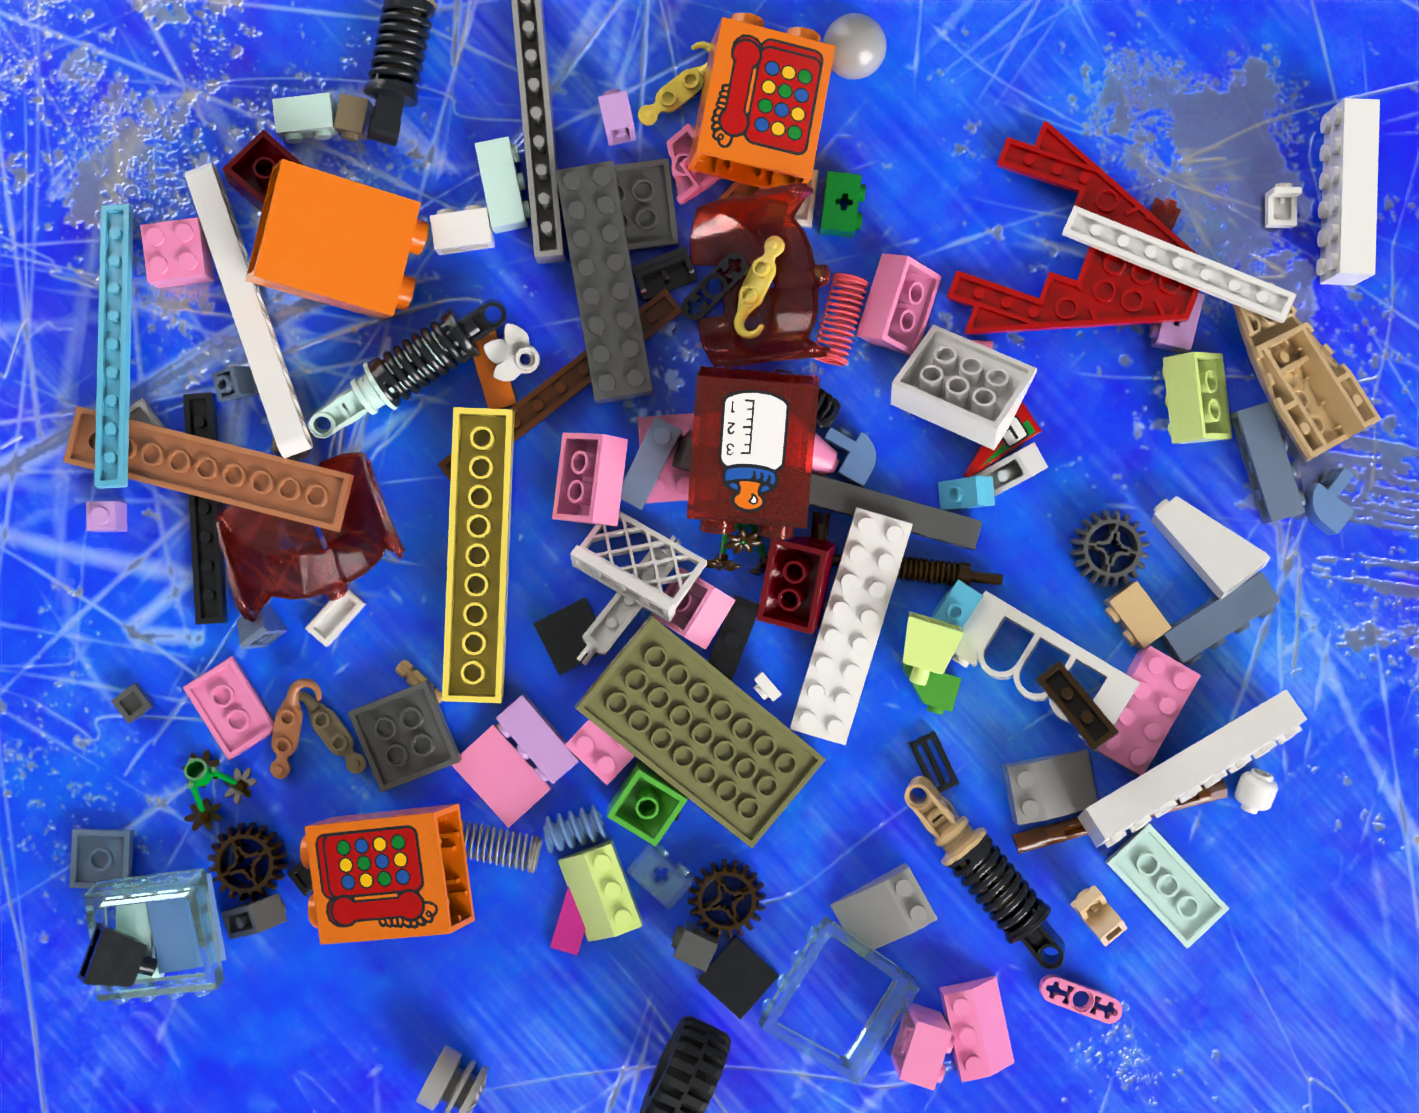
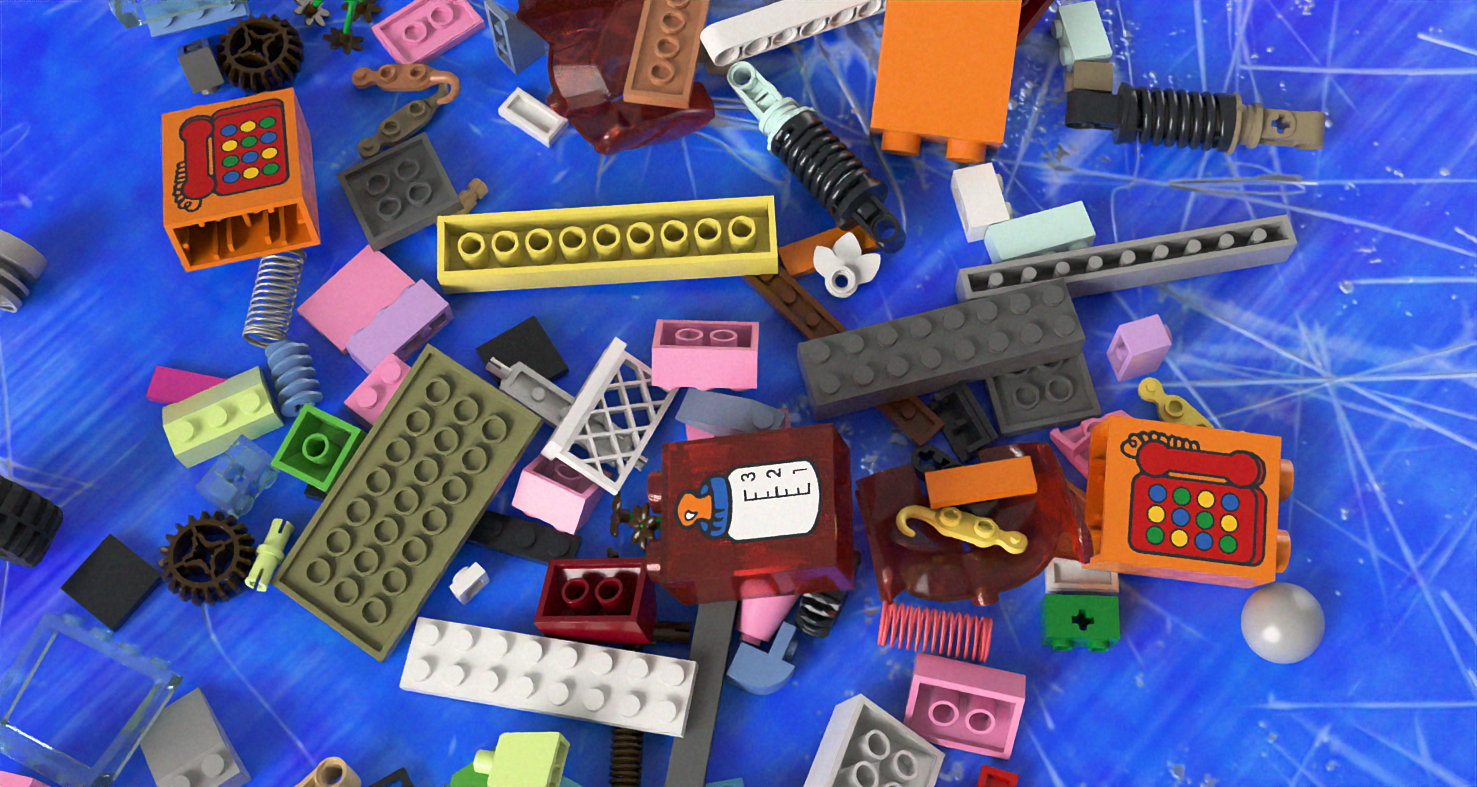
camera: 85 degrees right, 20 degrees down
(694, 945) = (148, 518): dark grey brick -> none
(724, 265) = (980, 482): none -> orange tile
(728, 848) = (269, 554): none -> yellowish green pin

